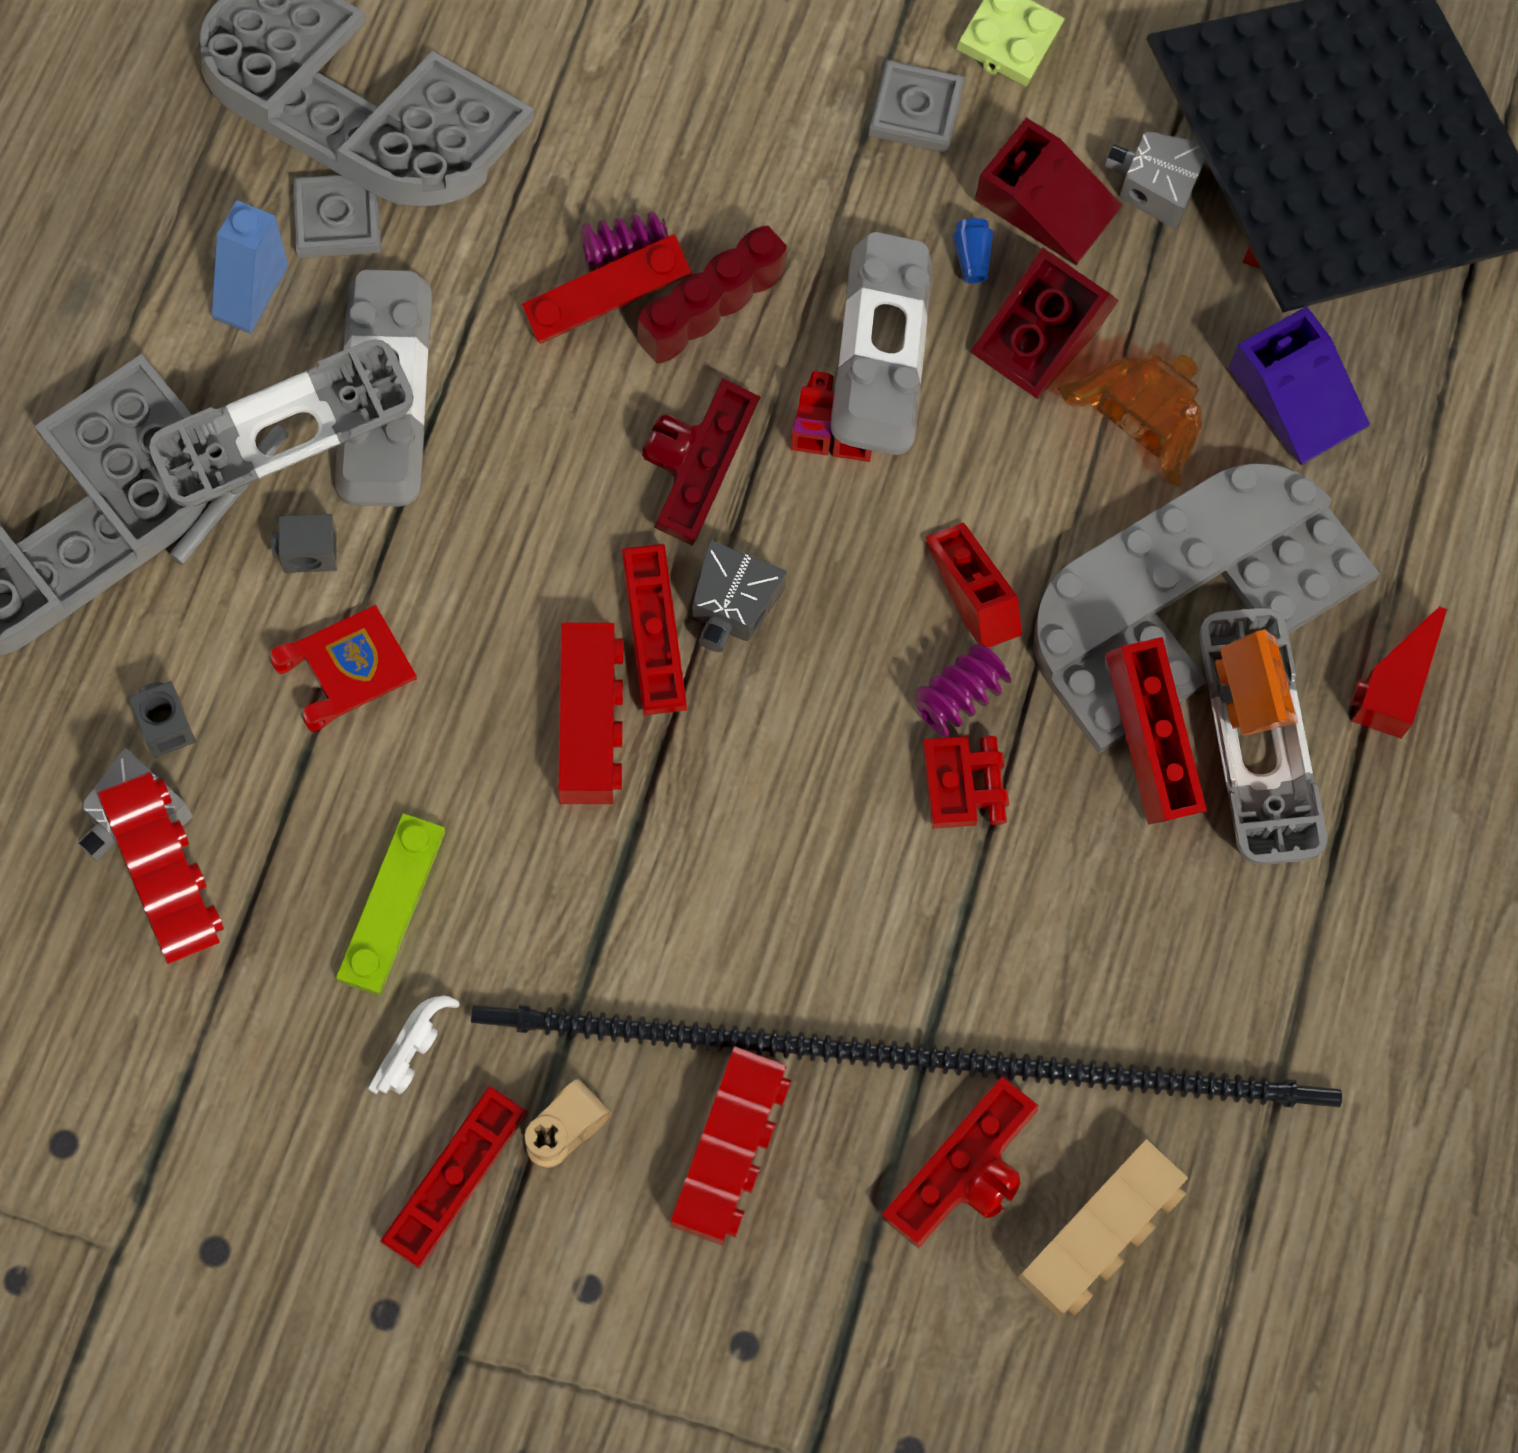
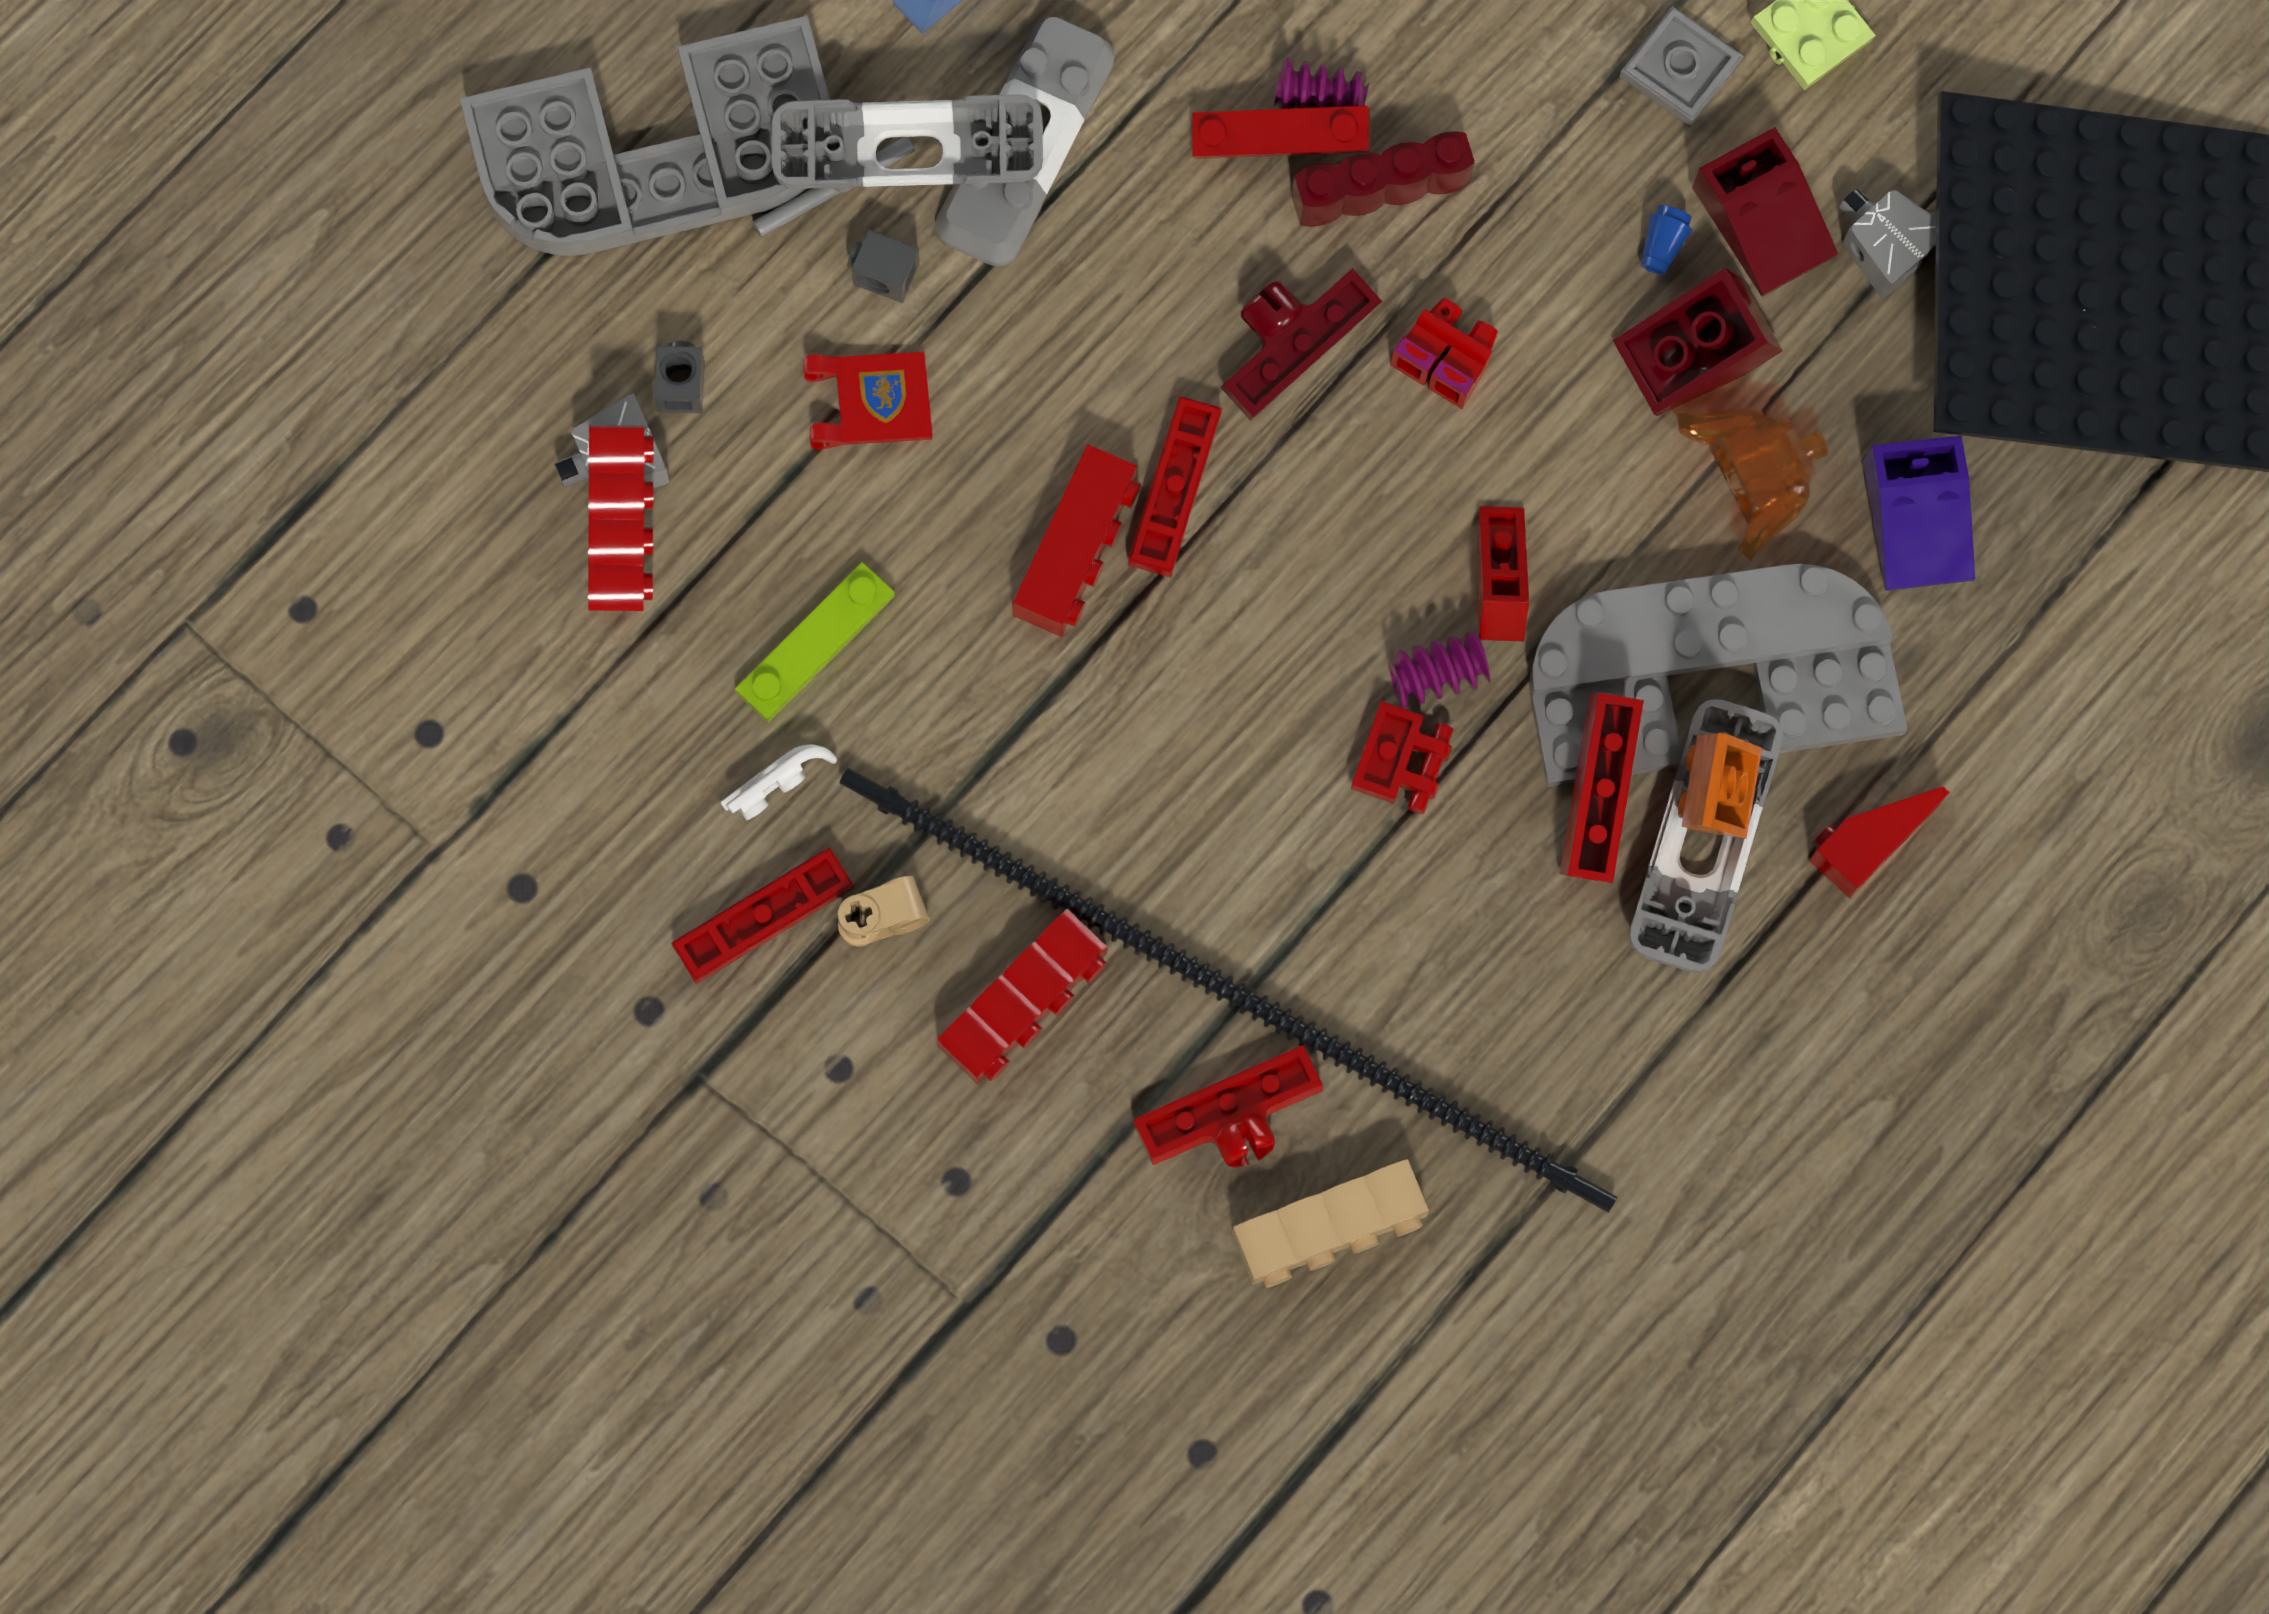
camera: 25 degrees right, 5 degrees up
(734, 595) = (1265, 486): dark grey torso -> none
(874, 389) = (1493, 342): light grey piece -> none

